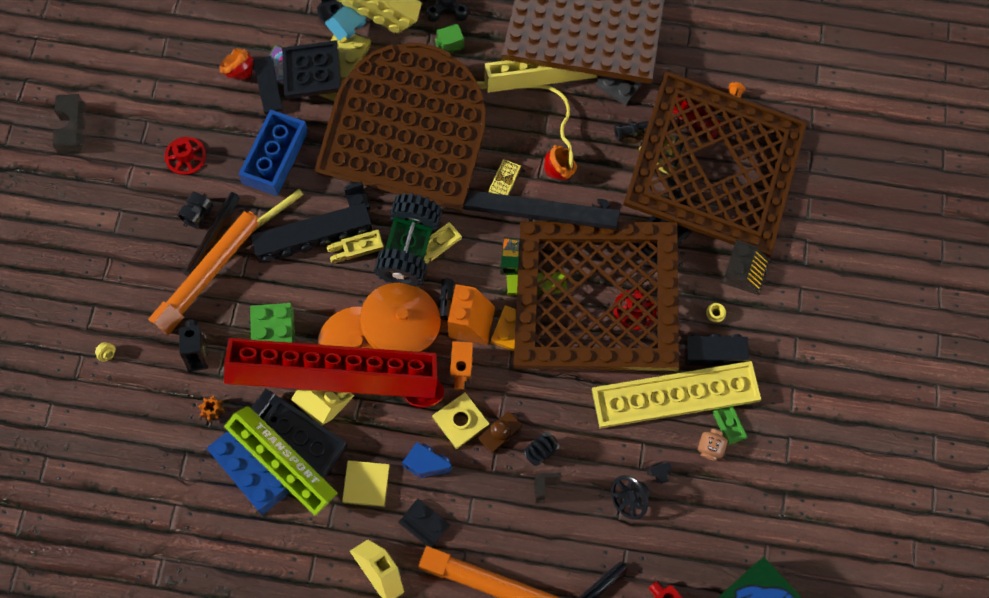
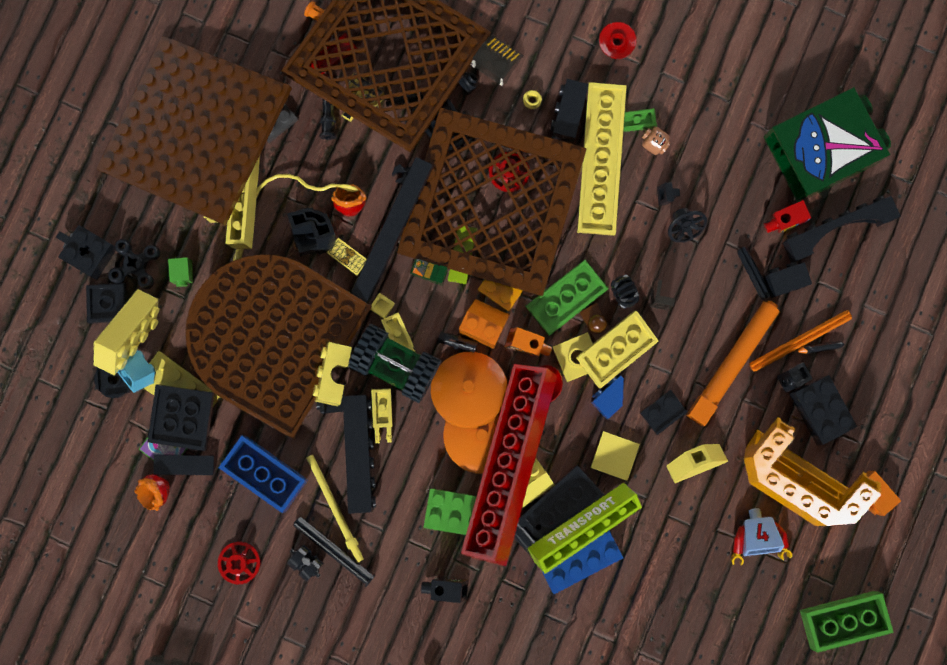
camera: 75 degrees left, 15 degrees up
(170, 313) = (409, 607): orange brick -> none
(212, 402) = (509, 588): orange gear -> none
(367, 183) = (327, 390): none -> light yellow arch
(464, 222) = (382, 305): none -> light yellow tile
(478, 456) = (617, 349): none -> light yellow plate
(518, 137) = (311, 231): none -> black brick
(520, 396) = (567, 297): none -> bright green tile
(713, 248) = (468, 82): none -> black plate
(812, 374) = (620, 32): none -> red dish

